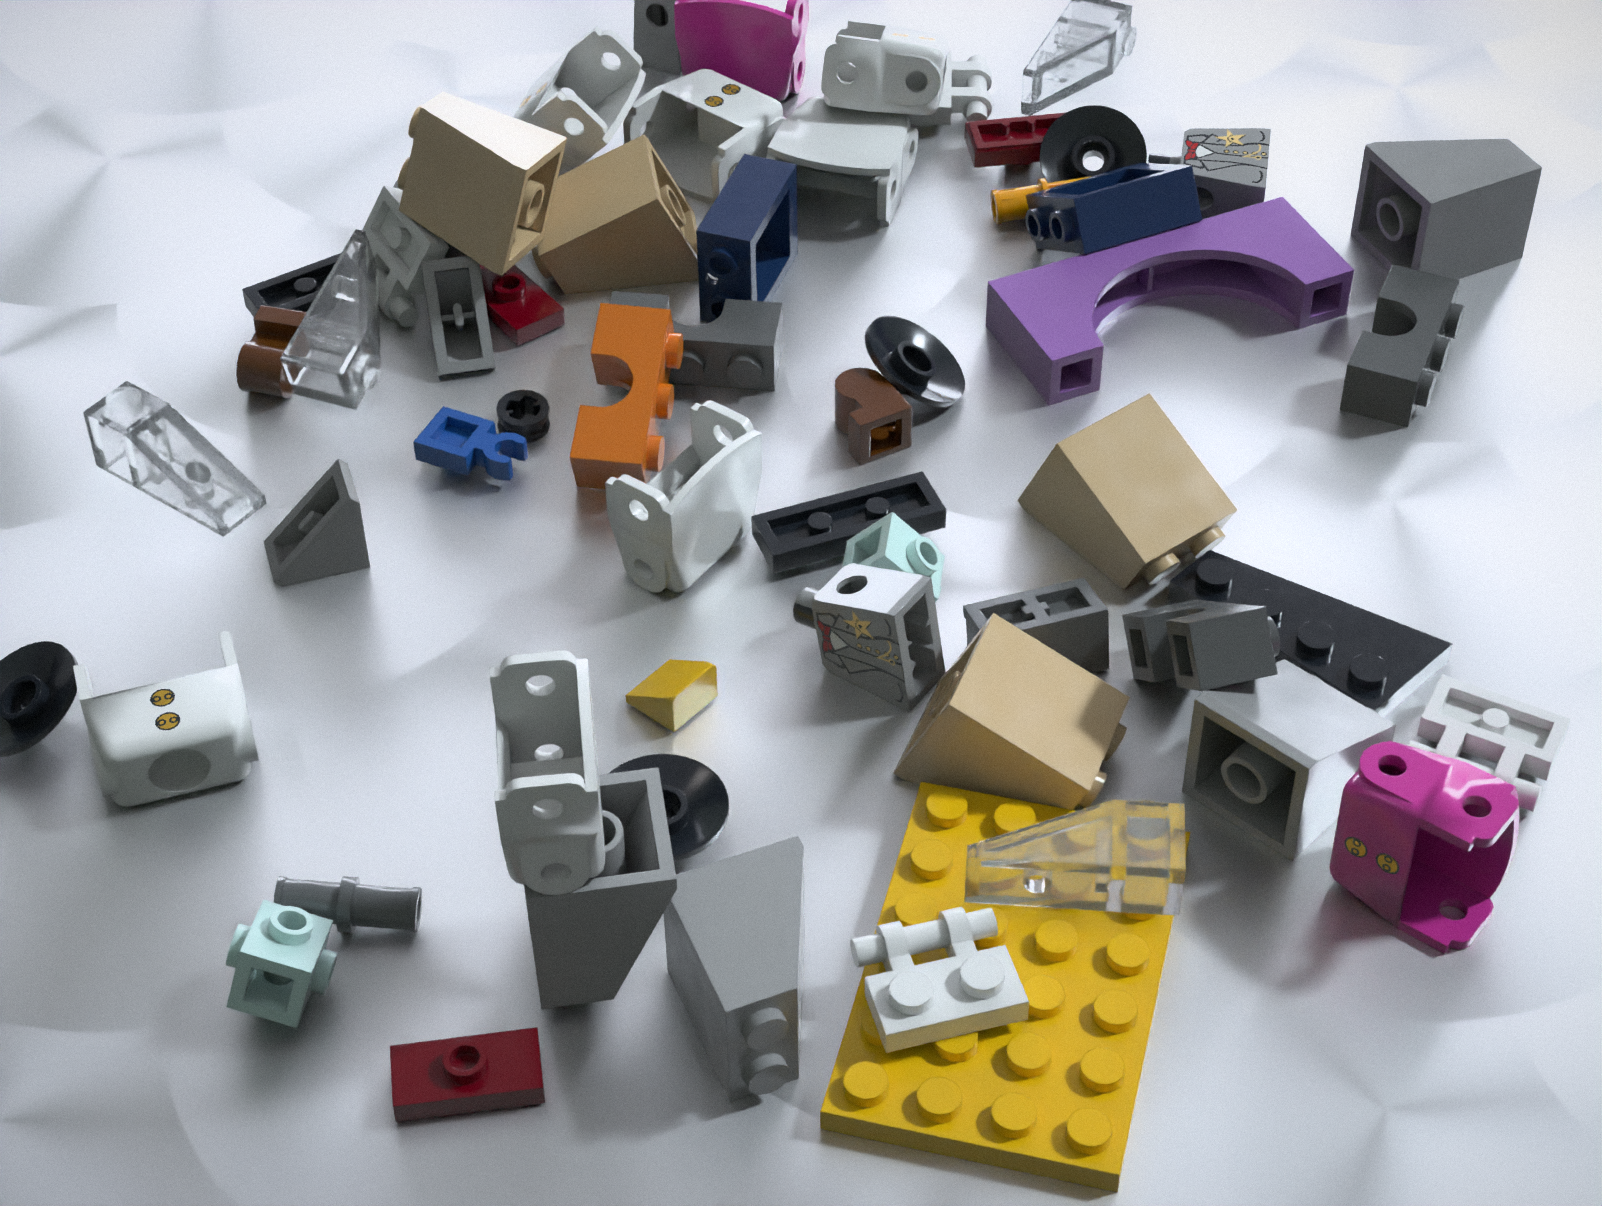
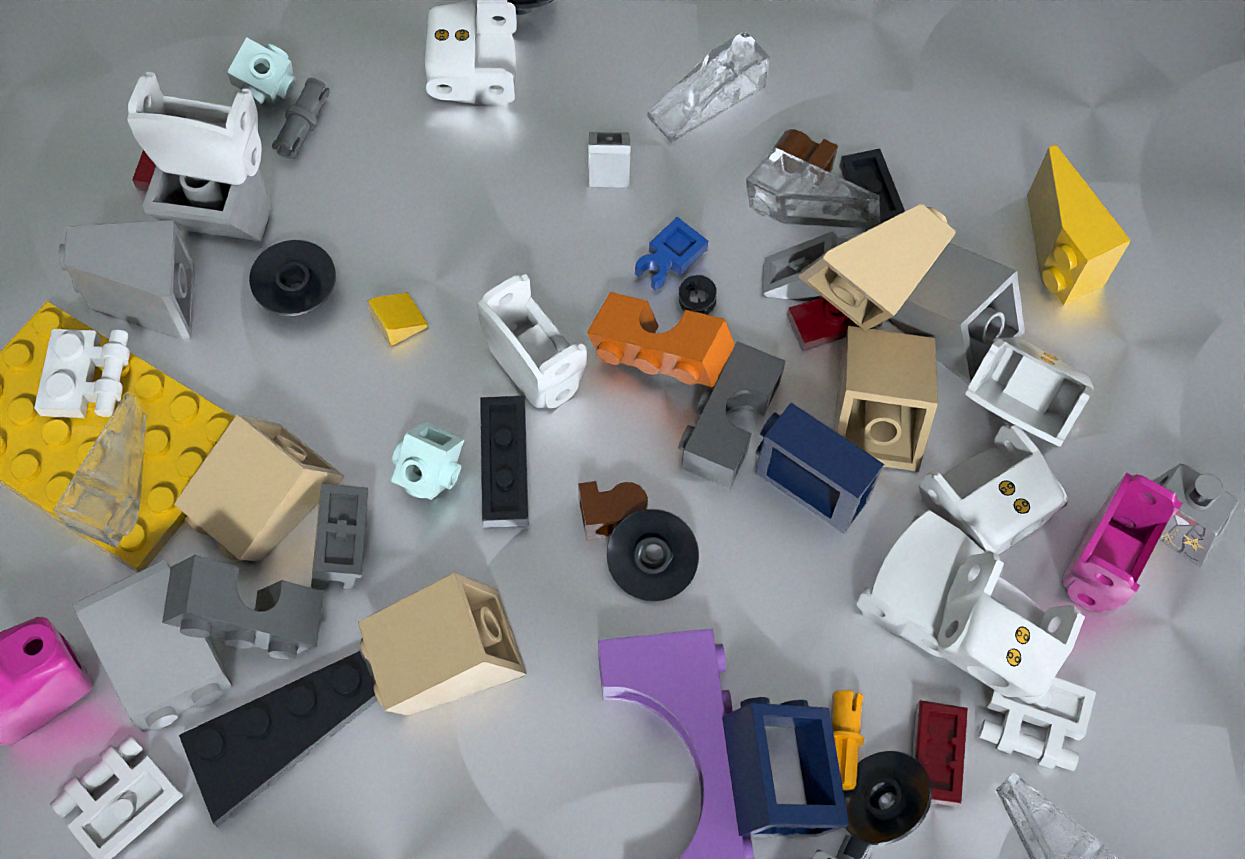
camera: 105 degrees right, 20 degrees up
(331, 115) = (1072, 230): none -> yellow slope
(877, 631) = (370, 428): light grey torso -> none

